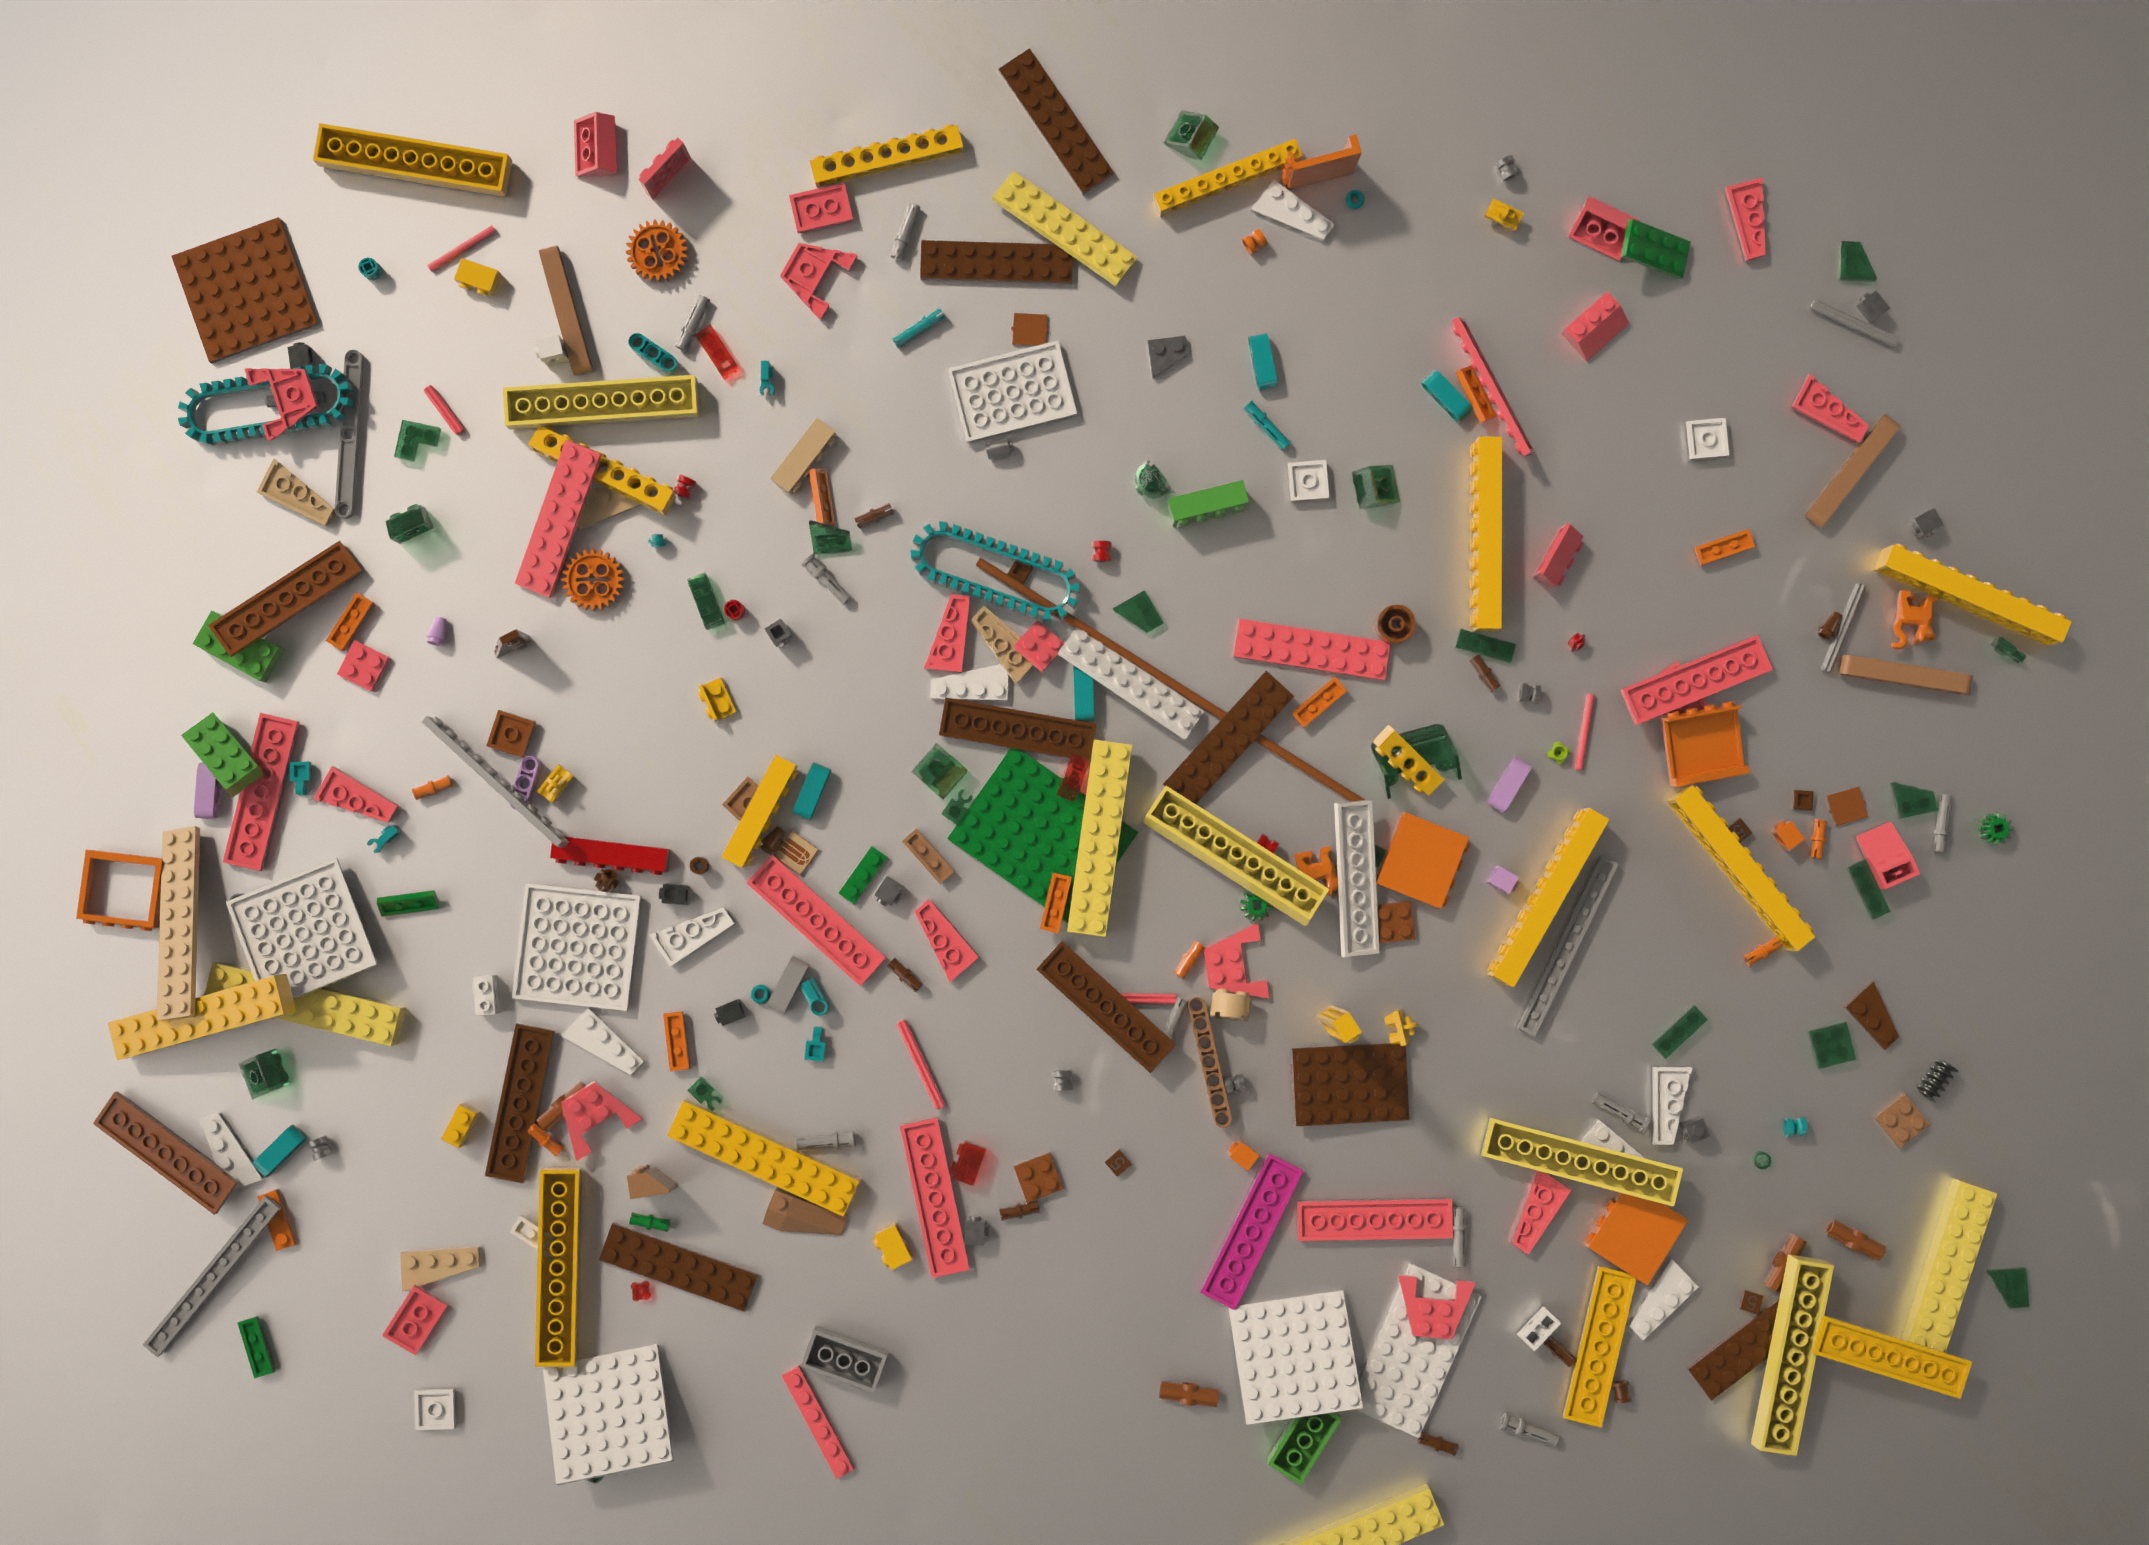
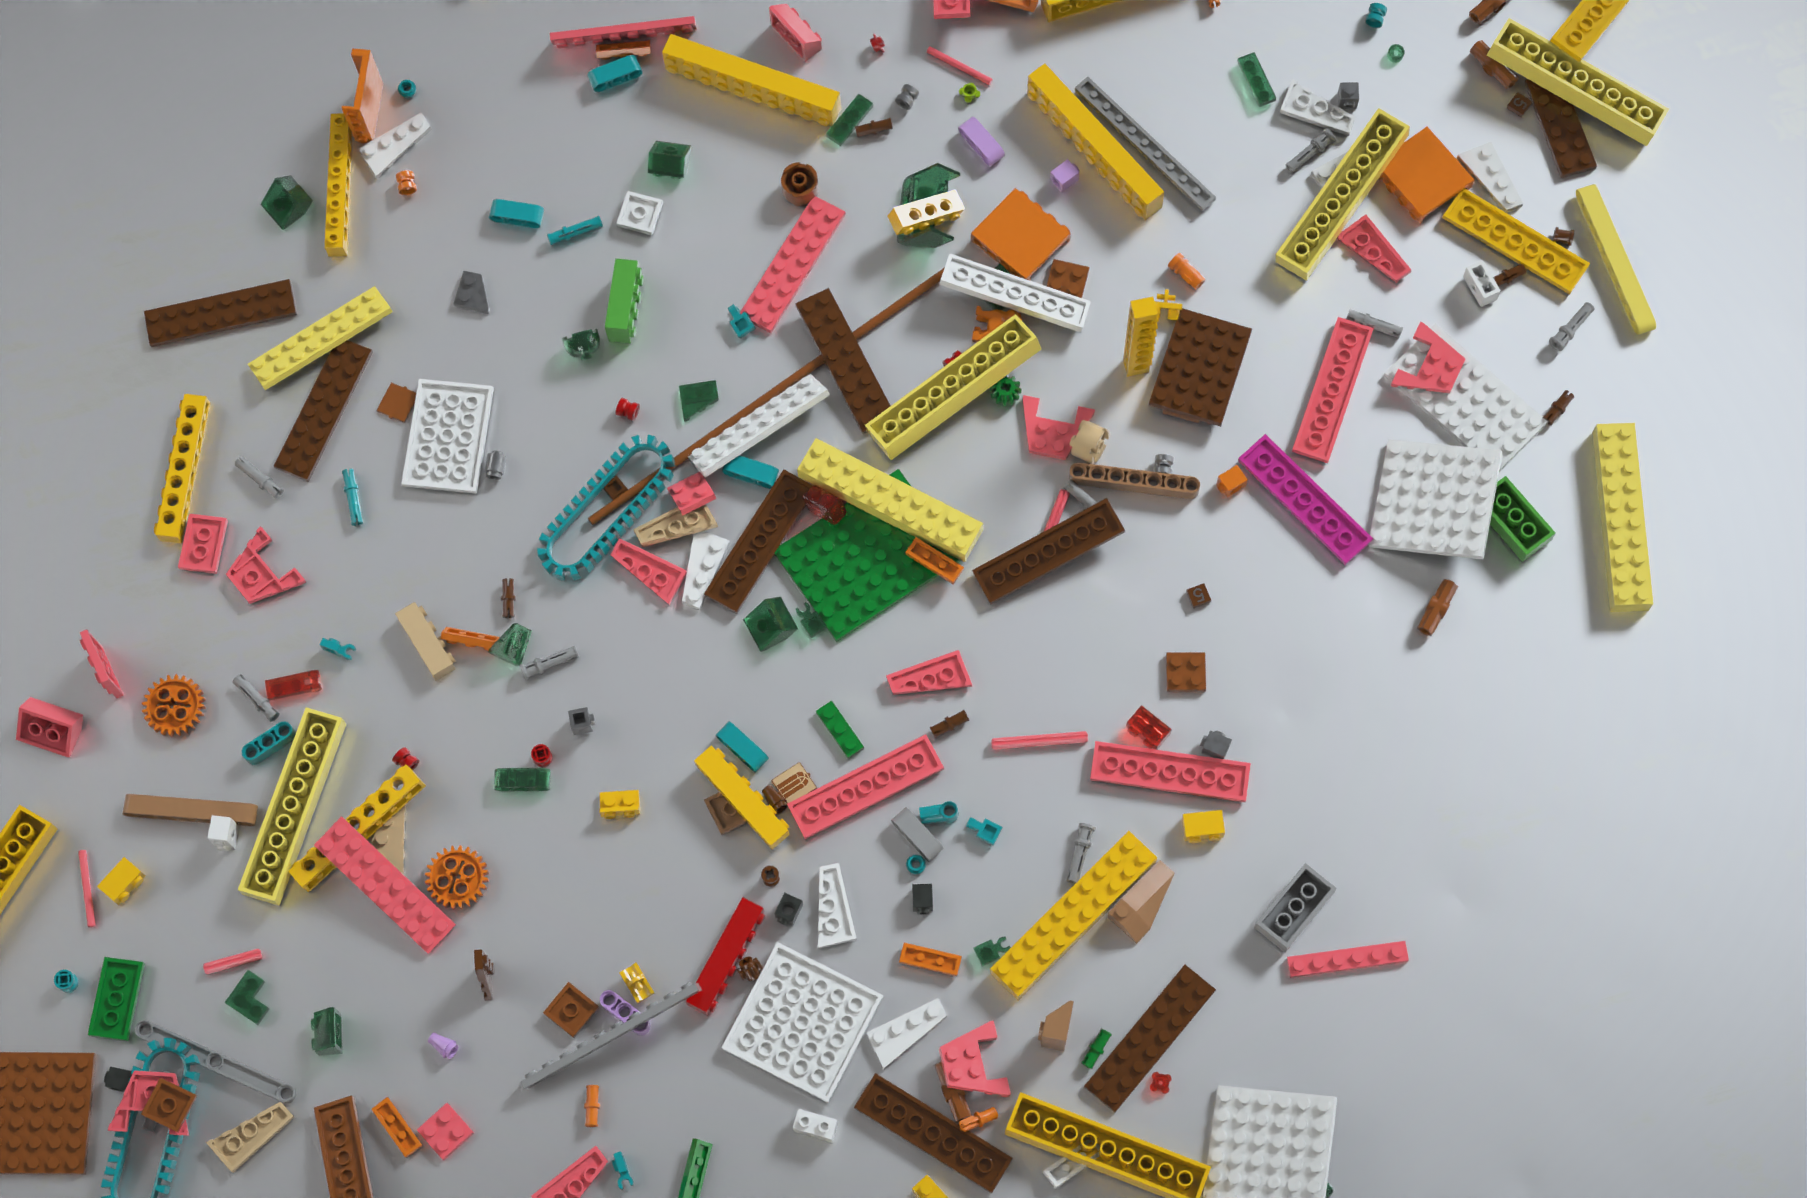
camera: 60 degrees left, 15 degrees down
(284, 414) = (169, 1105): none -> dark orange plate
(371, 320) = (116, 999): none -> green plate
(657, 540) = (445, 803): teal plate -> none
(889, 892) = (865, 709): flat silver brick -> none
(928, 856) = (846, 662): medium nougat plate -> none
(1019, 1210) = (1211, 698): reddish brown pin -> none
(1062, 1080) = (1102, 615): flat silver wheel -> none
(1189, 959) = (1033, 465): orange pin -> none
(1230, 624) = (741, 323): none -> teal plate
(1319, 702) = (842, 273): orange plate -> none
(1445, 1035) = (1186, 271): none -> orange axle
(1616, 1450) = (1615, 259): none -> light yellow beam

